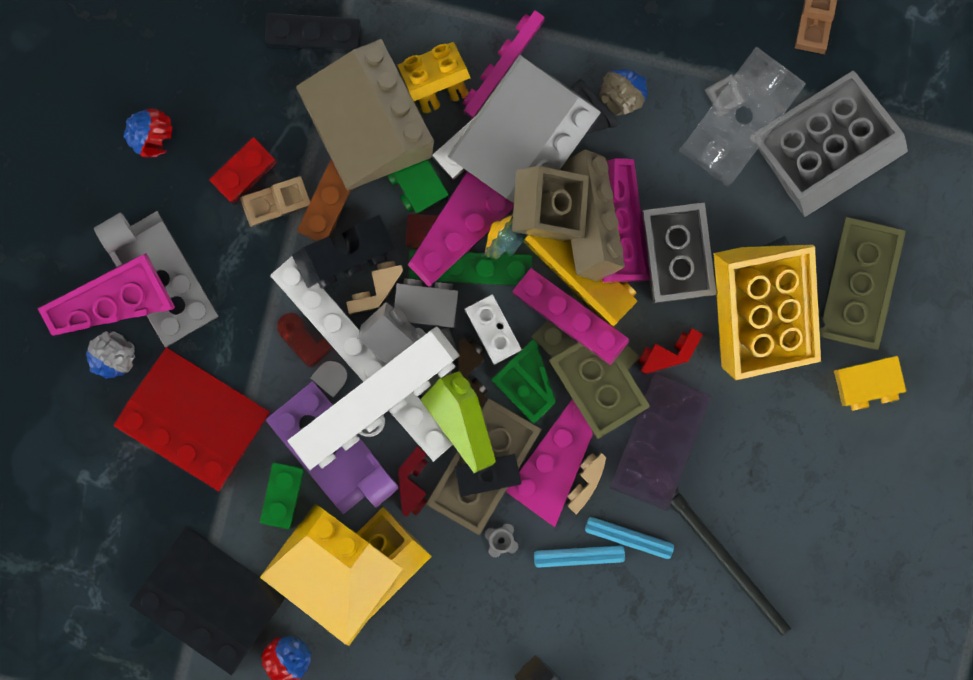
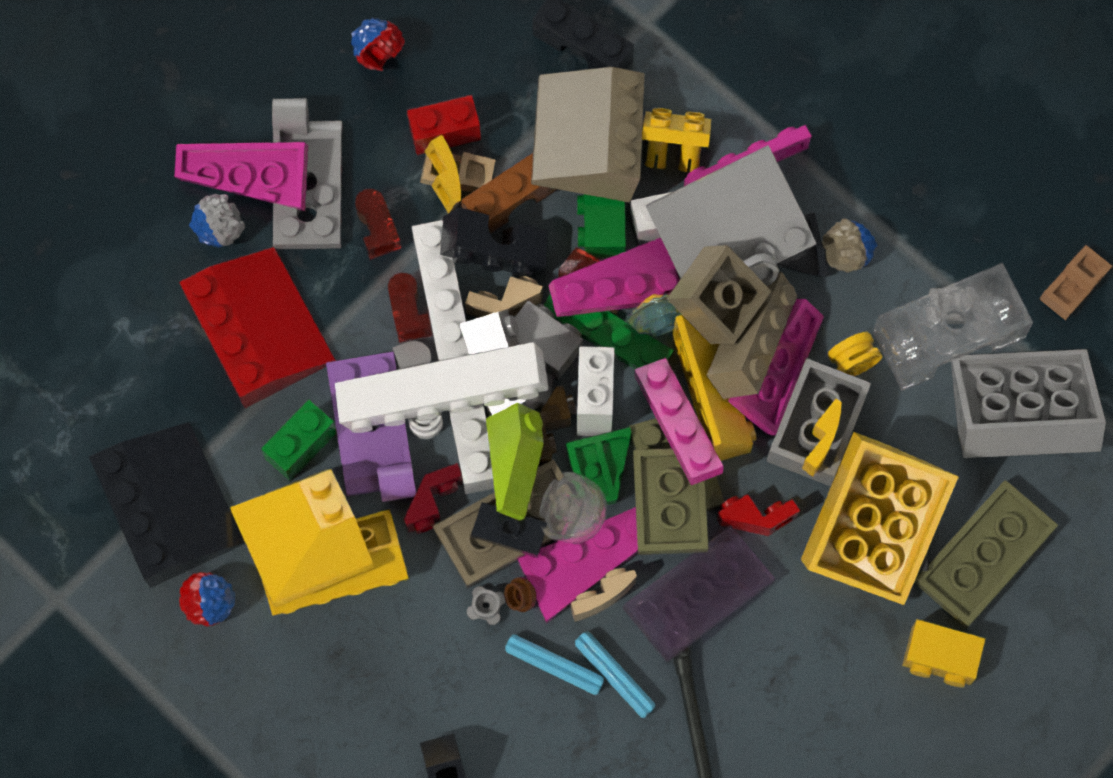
camera: 40 degrees right, 15 degrees down
(231, 275) = (375, 214): none -> clear red leg
(276, 220) = (447, 182): none -> yellow slope
(523, 518) = (520, 594): none -> reddish brown plate
(529, 435) = (573, 509): none -> clear cylinder
(569, 159) = (764, 267): none -> light grey tile
(674, 178) = (855, 354): none -> yellow wheel
(693, 263) = (825, 431): none -> yellow slope

